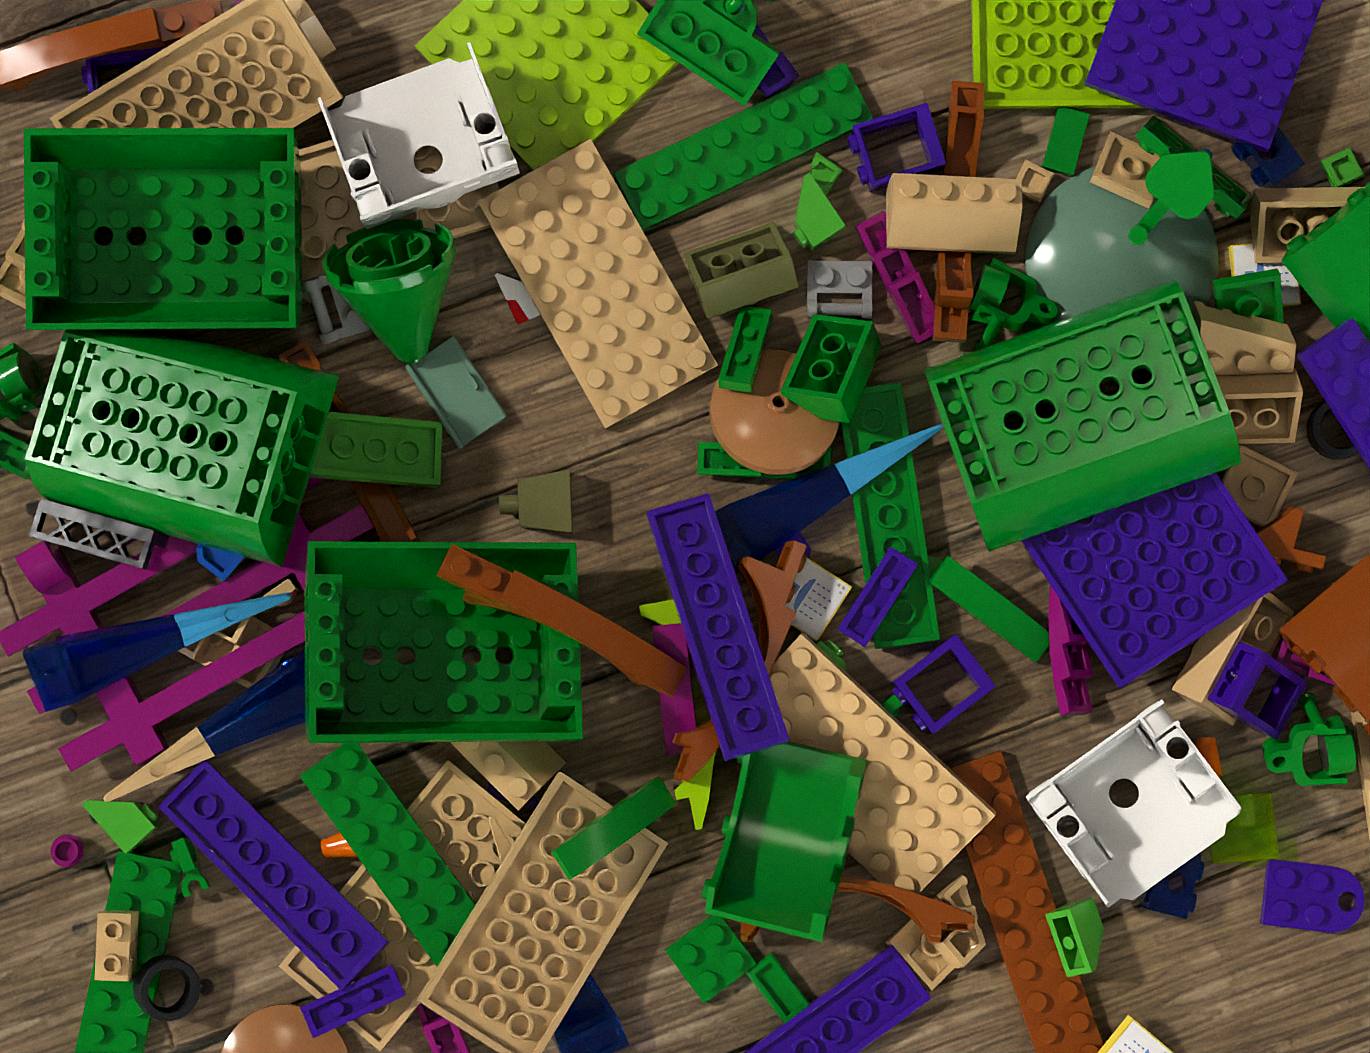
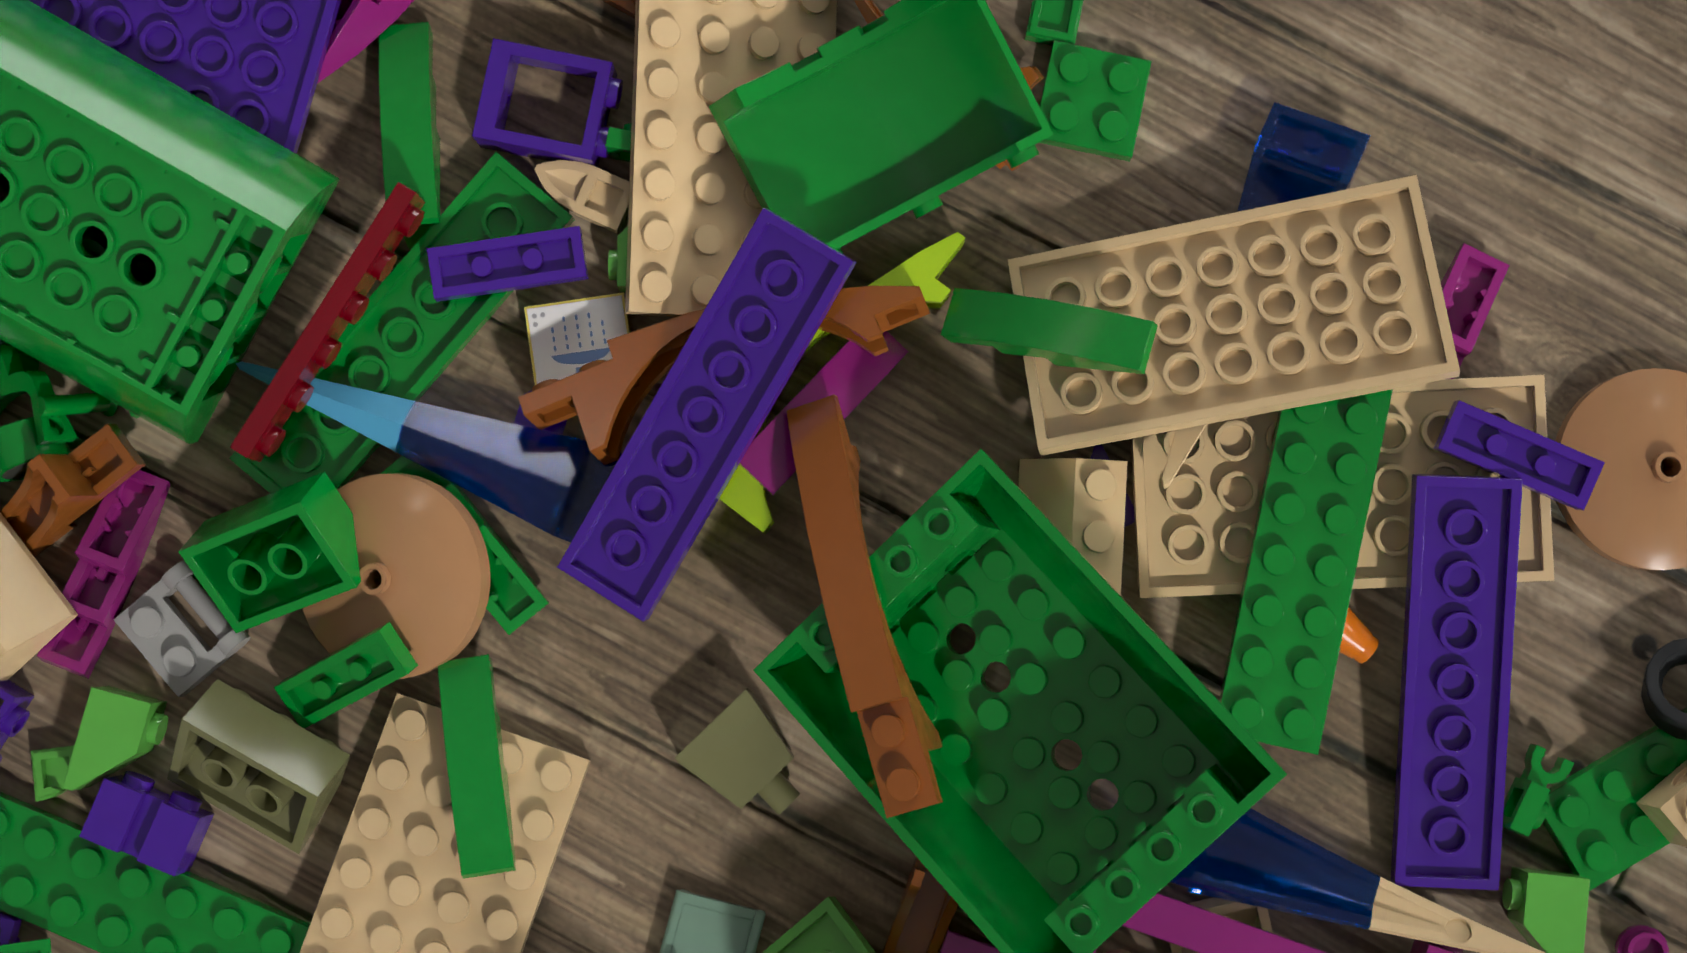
camera: 130 degrees left, 0 degrees up
(647, 373) = (476, 767): none -> green slope
(759, 196) = (147, 823): none -> dark purple brick
(882, 667) = (587, 191): none -> tan plate
(923, 500) = (319, 340): none -> dark red plate

